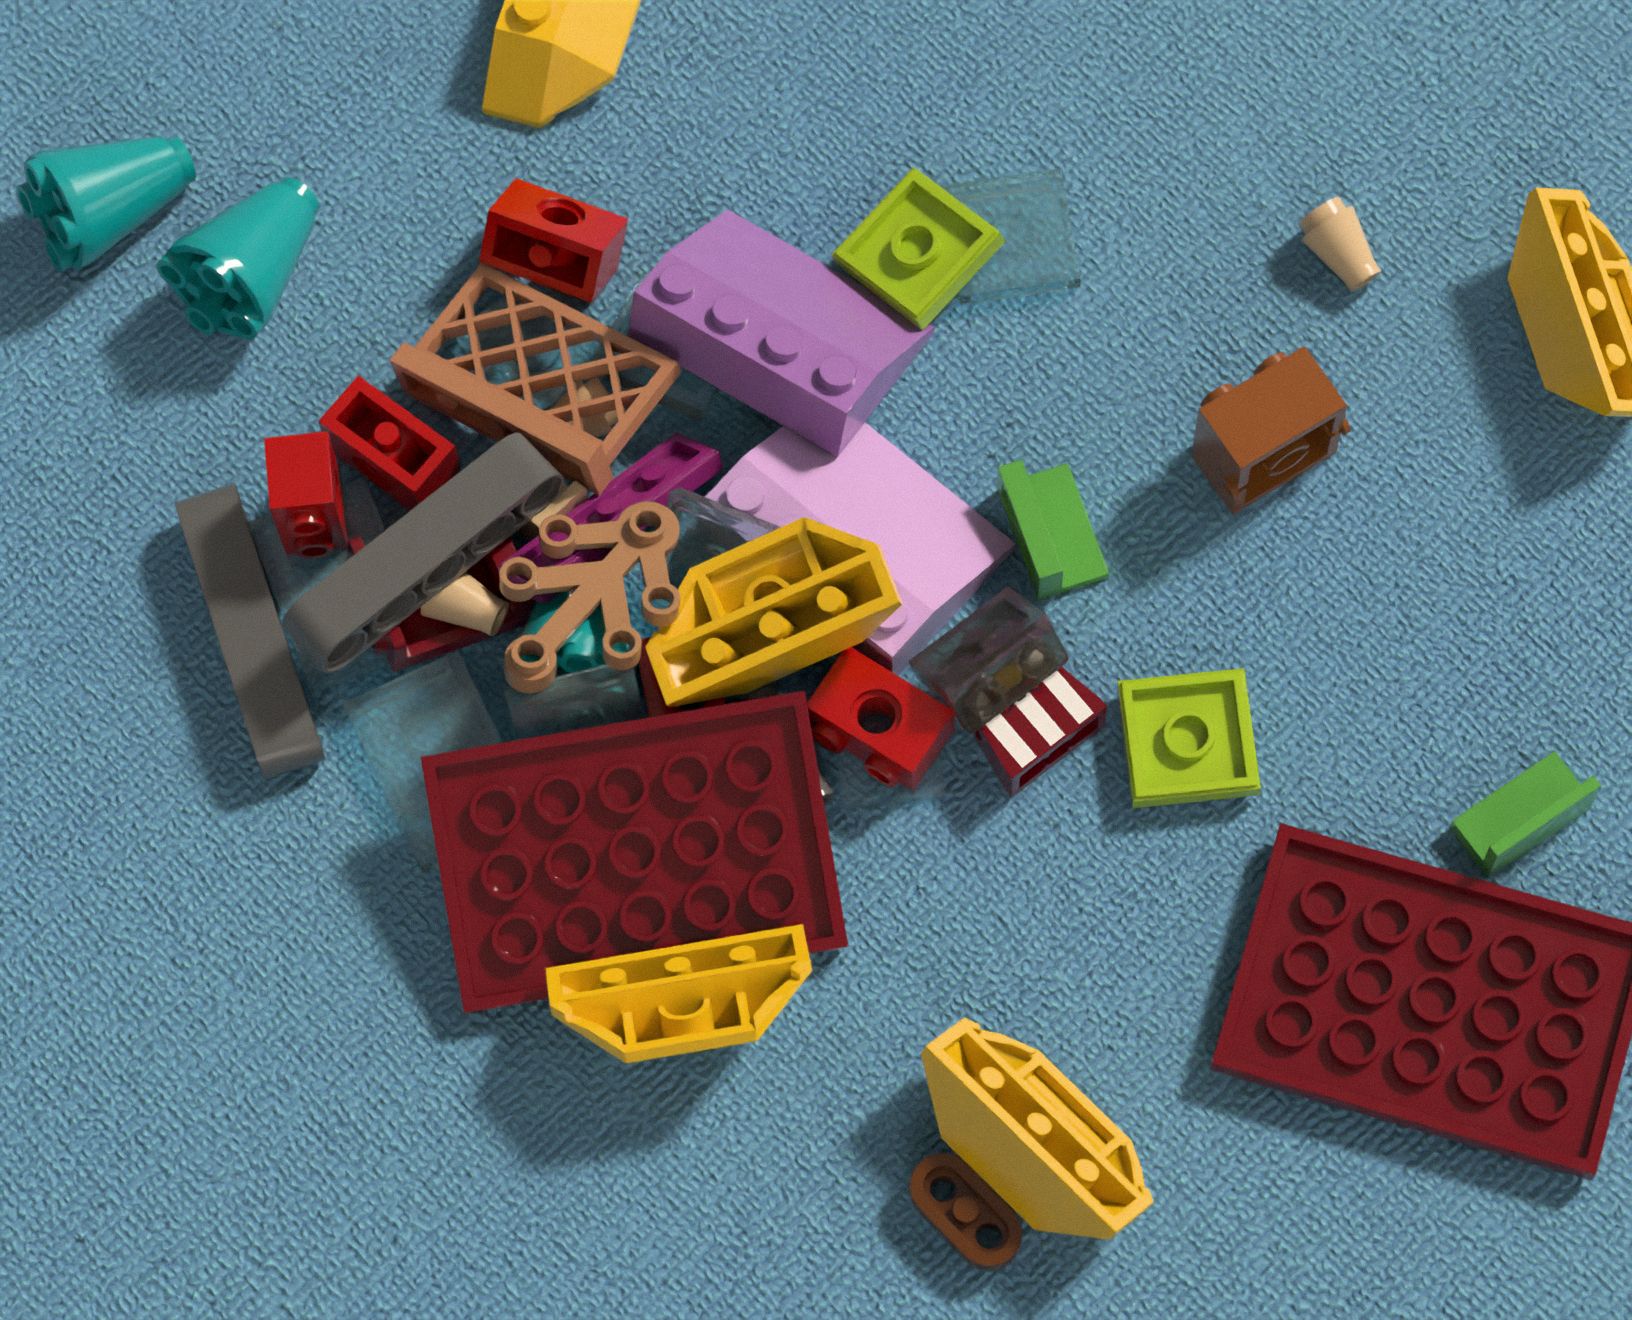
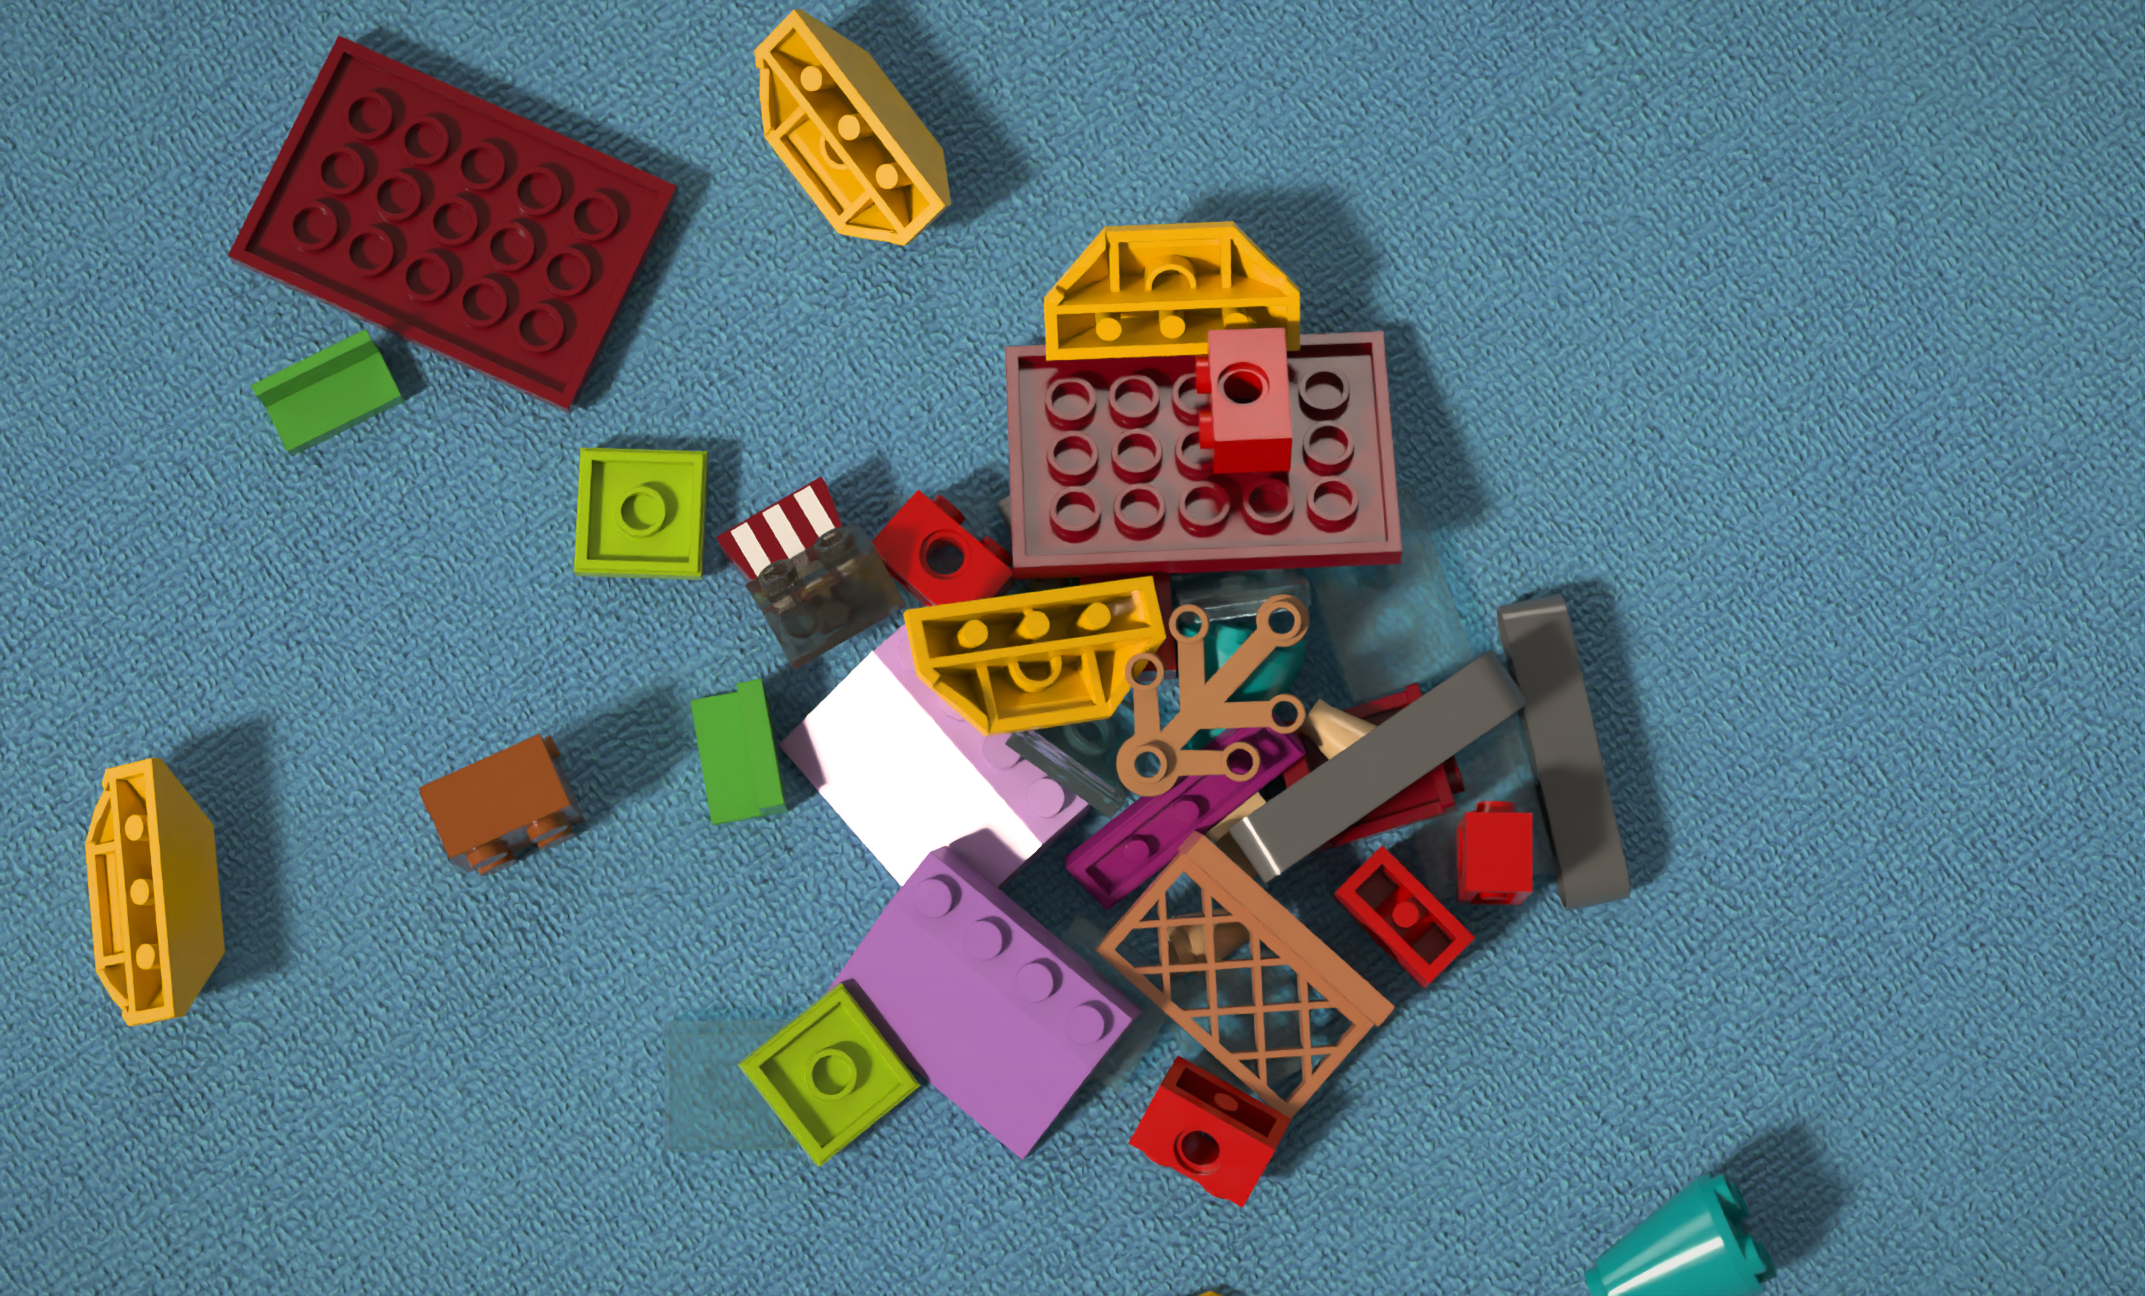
camera: 175 degrees left, 10 degrees up
(241, 259) = (1537, 1159): teal cone -> none
(587, 934) = (1250, 367): none -> brick
(967, 1213) = (933, 85): reddish brown plate -> none
(1340, 243) = (389, 1024): tan cone -> none

